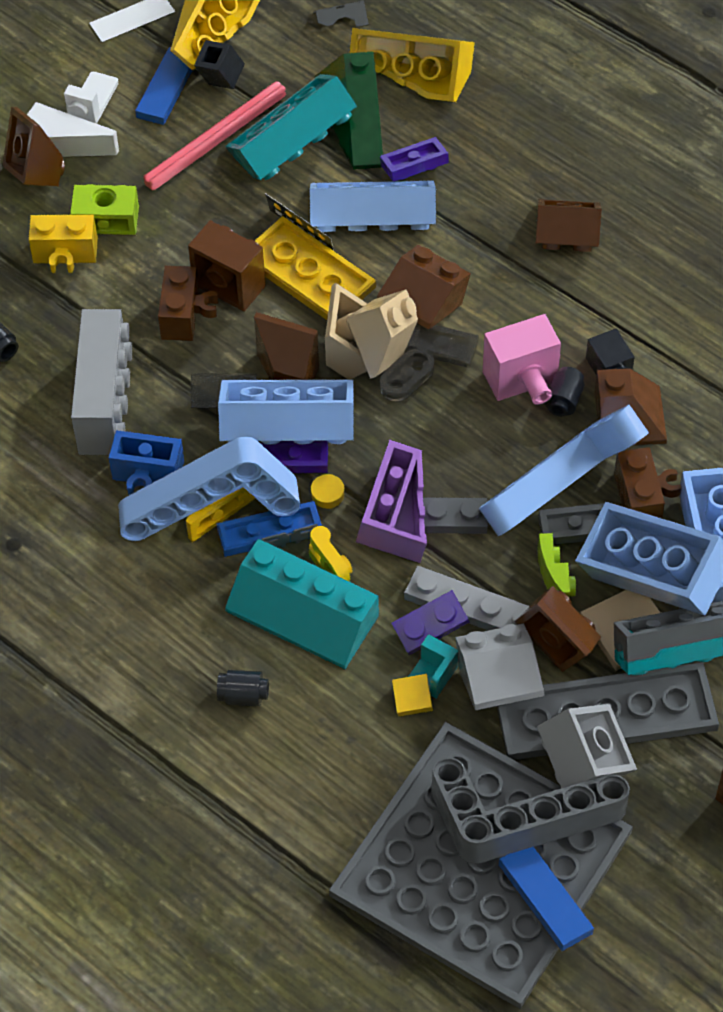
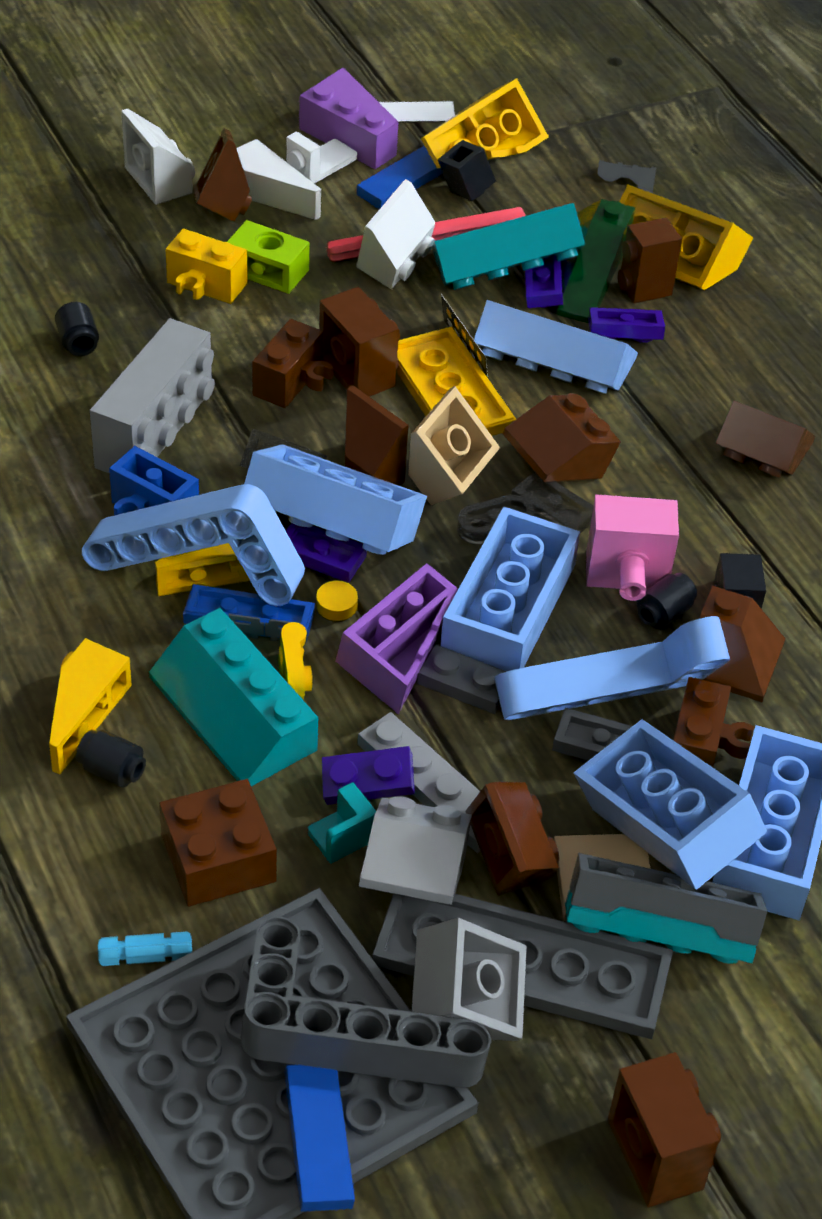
camera: 20 degrees right, 10 degrees down
(92, 45) = (349, 113): none -> medium lavender wedge
(192, 643) = (87, 691): none -> yellow slope
(204, 155) = (396, 237): none -> white slope
(335, 149) = (544, 284): none -> dark purple plate
(349, 818) = (143, 948): none -> medium azure axle
(356, 719) = (218, 842): none -> reddish brown brick
(383, 330) = (486, 457): tan slope -> none
(406, 95) = (649, 260): none -> reddish brown brick
(412, 695) = (301, 845): yellow tile -> none
(454, 432) = (510, 590): none -> light blue brick
(553, 571) = (549, 776): lime slope -> none

